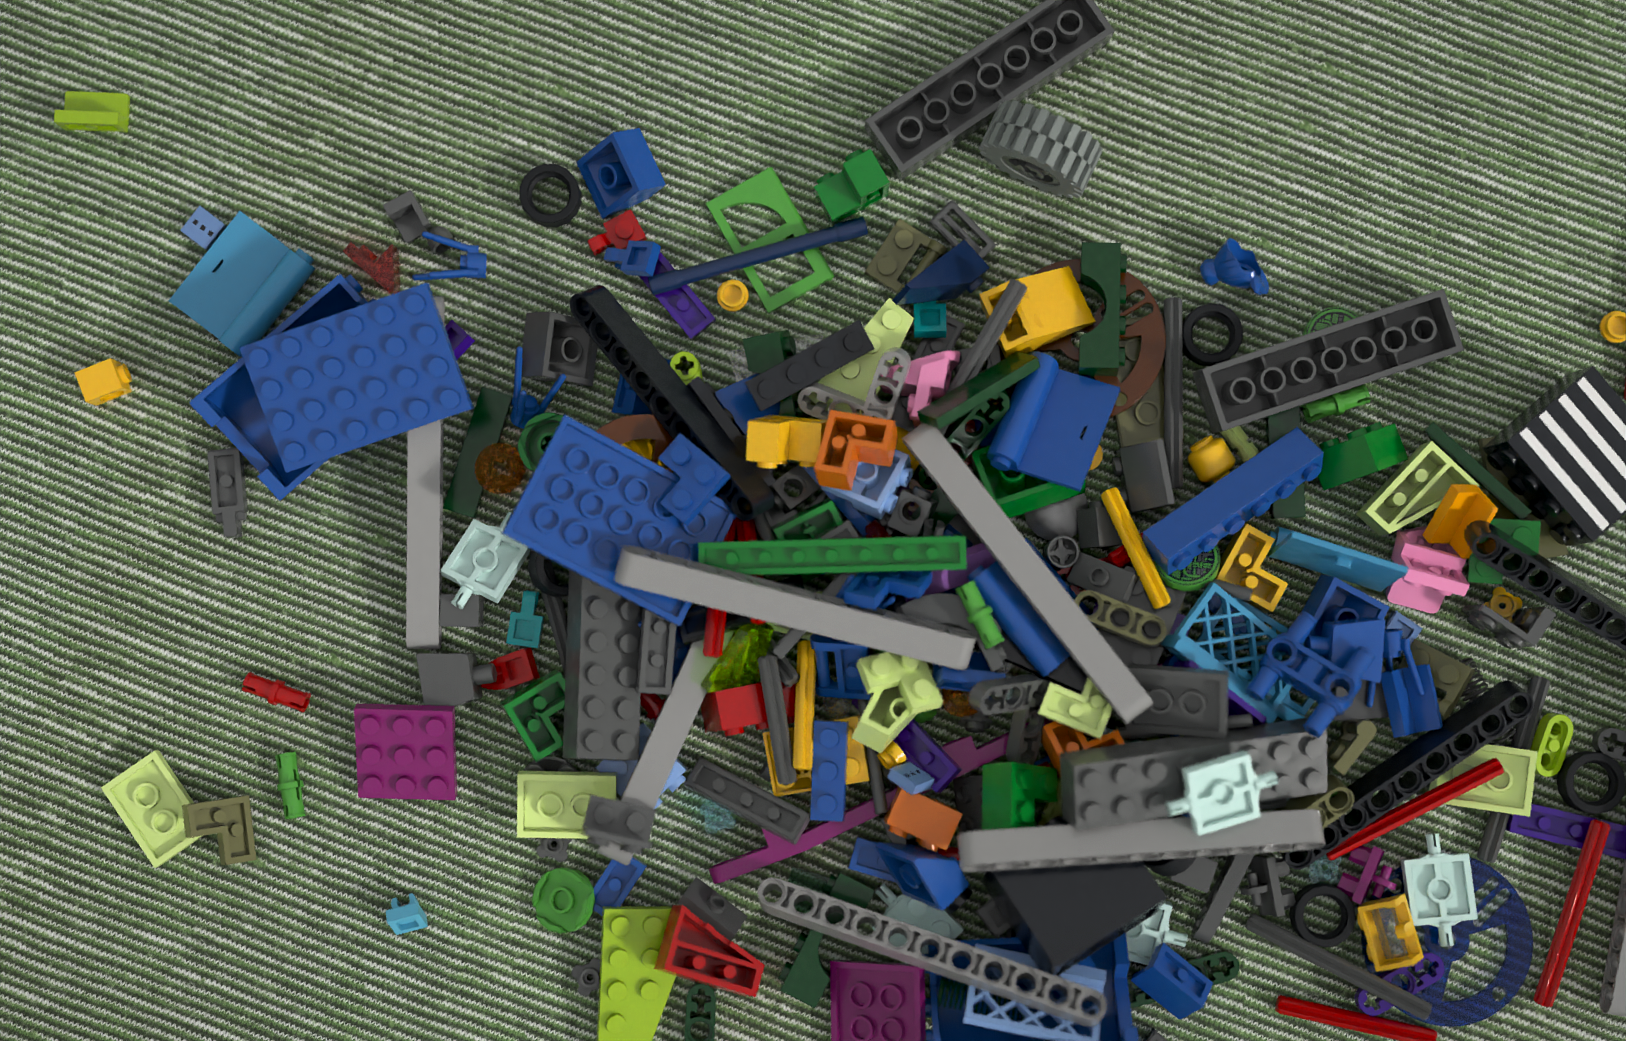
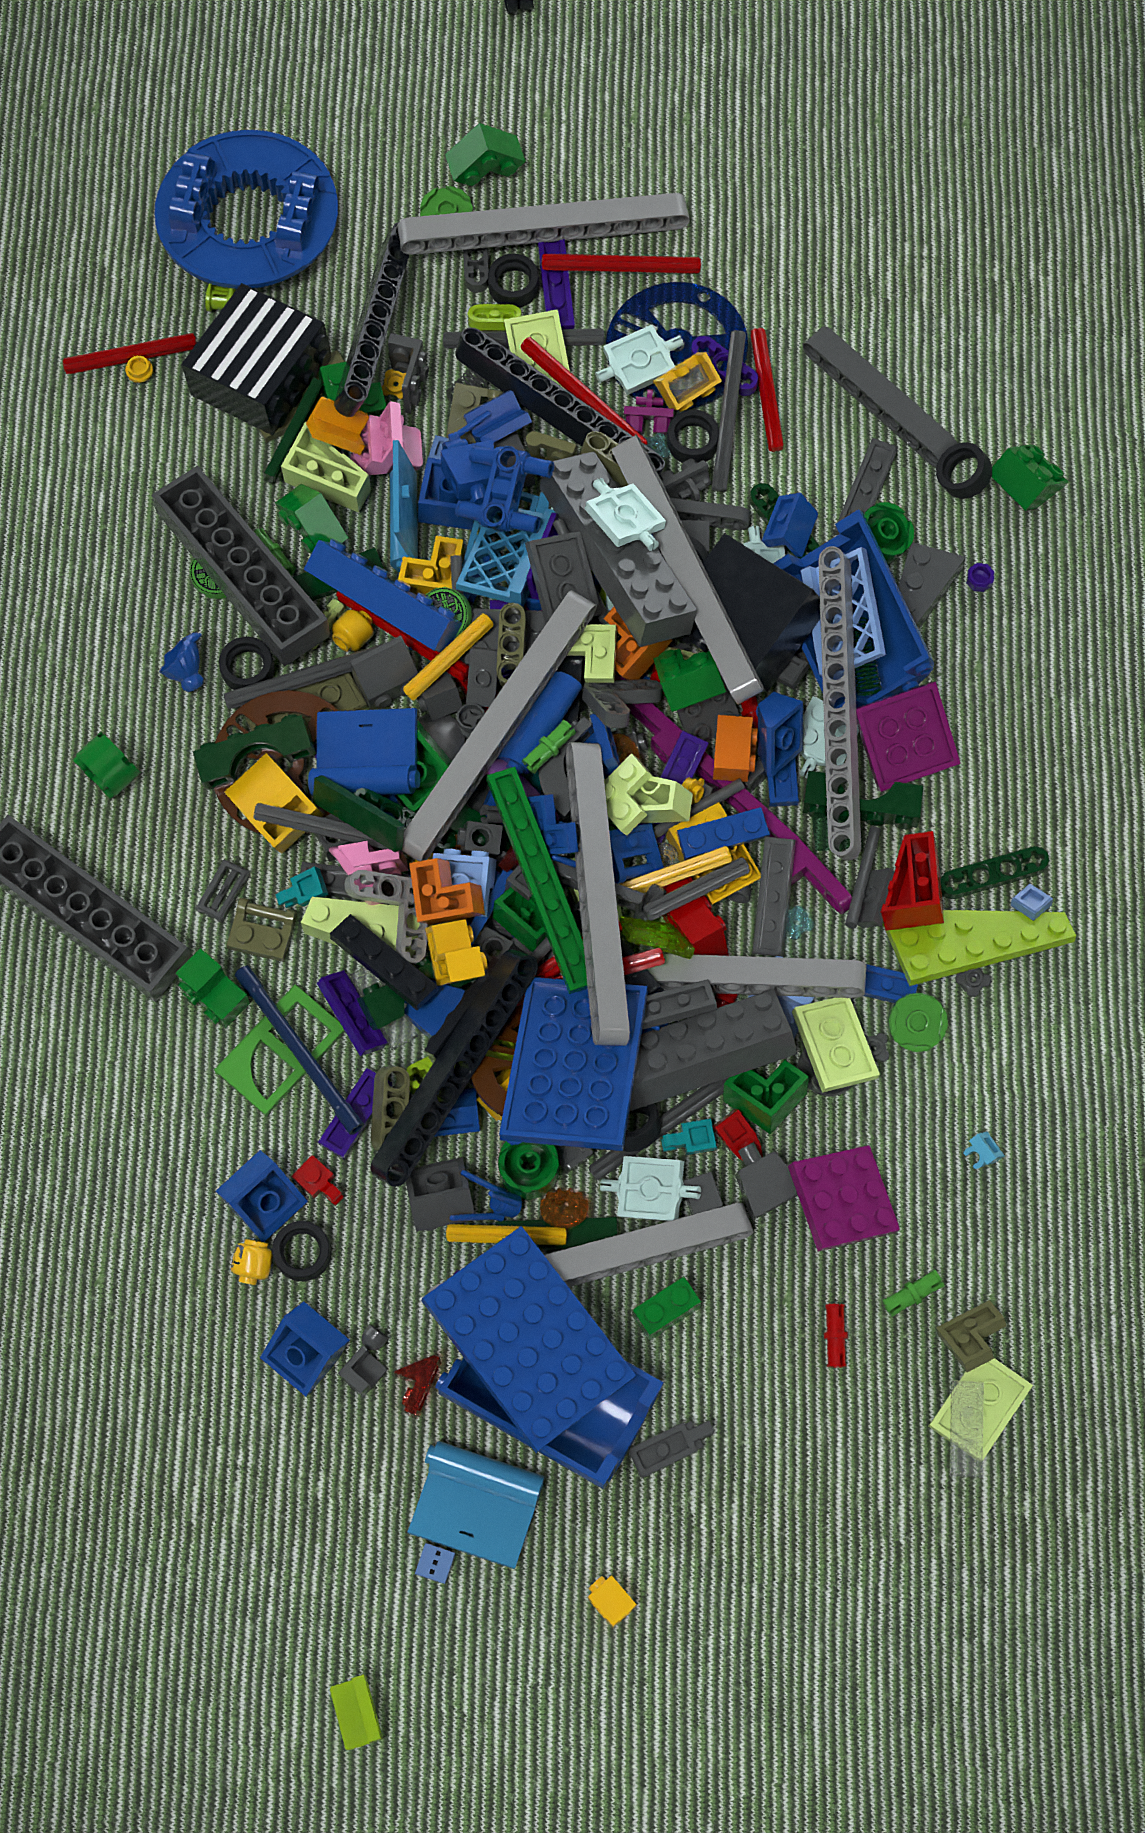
camera: 110 degrees left, 15 degrees down
(134, 784) = (966, 1429): none -> clear tile
(360, 533) = (666, 1308): none -> green brick
(452, 169) = (304, 1348): none -> blue slope
(471, 265) = (390, 1298): blue plant -> none
(490, 402) = (495, 1234): none -> yellow axle
(557, 143) = (252, 1261): none -> yellow head
(618, 822) = (835, 975): dark grey bracket -> none
(636, 259) = (335, 1148): blue plate -> none
(672, 324) = (382, 1096): none -> olive beam
(698, 482) = (513, 1009): blue plate -> none
(732, 295) = (340, 1063): yellow plate -> none
(739, 904) = (863, 877): none -> dark grey bar
(798, 317) = (343, 1001): none -> dark purple plate
(910, 778) = (704, 764): medium blue tile -> none
(946, 278) = (262, 882): dark blue slope -> none
(1040, 149) = (131, 837): light grey wheel -> none
(1140, 150) = (106, 765): none -> green brick

